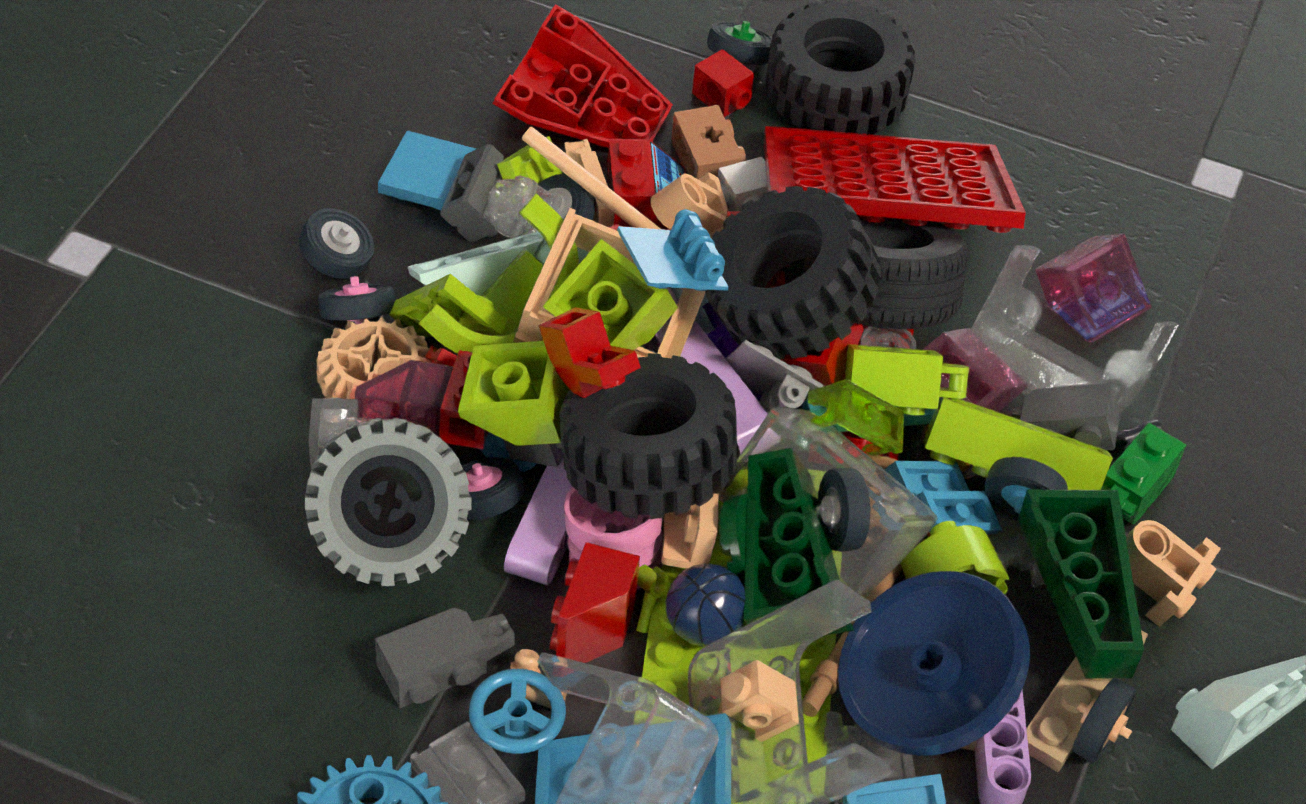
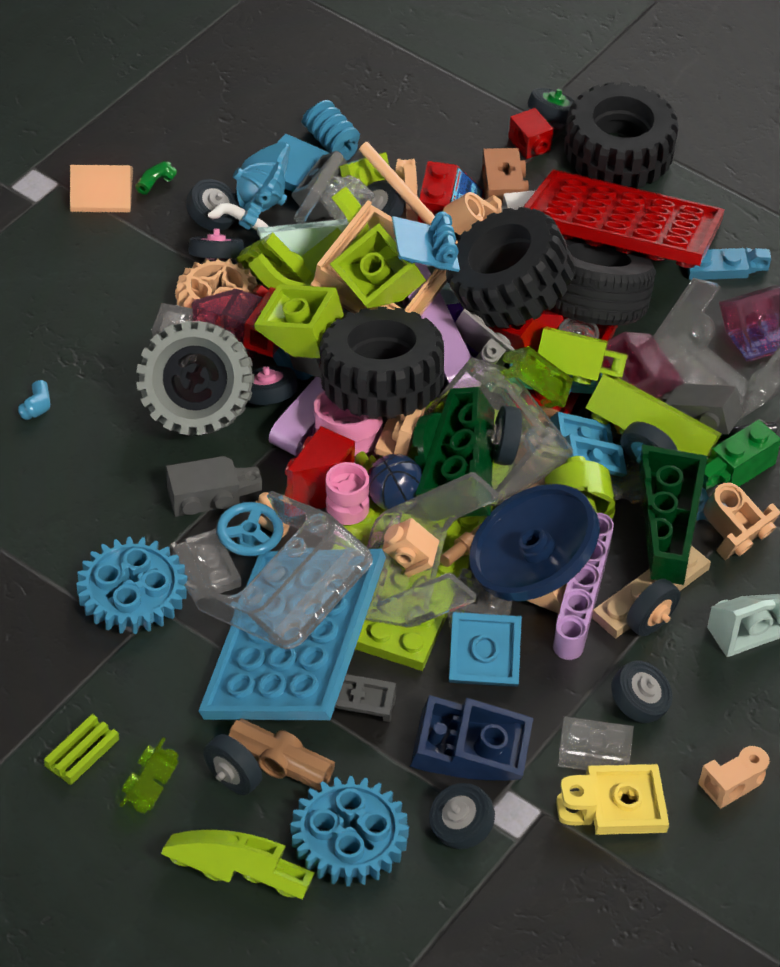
camera: 15 degrees right, 0 degrees up
(160, 574) = (36, 404): none -> dark azure arm
(175, 244) = (100, 188): none -> light nougat slope
(239, 214) = (152, 174): none -> green arm
(393, 209) = (258, 186): none -> dark azure helmet
(466, 115) = (331, 129): none -> dark azure piece
(478, 199) = (318, 188): none -> clear bar
(581, 86) = (422, 120): red wedge -> none
(584, 354) = (346, 297): red brick -> none
(645, 633) = (347, 493): none -> bright pink wheel
(1041, 213) = (731, 263): none -> dark azure hinge

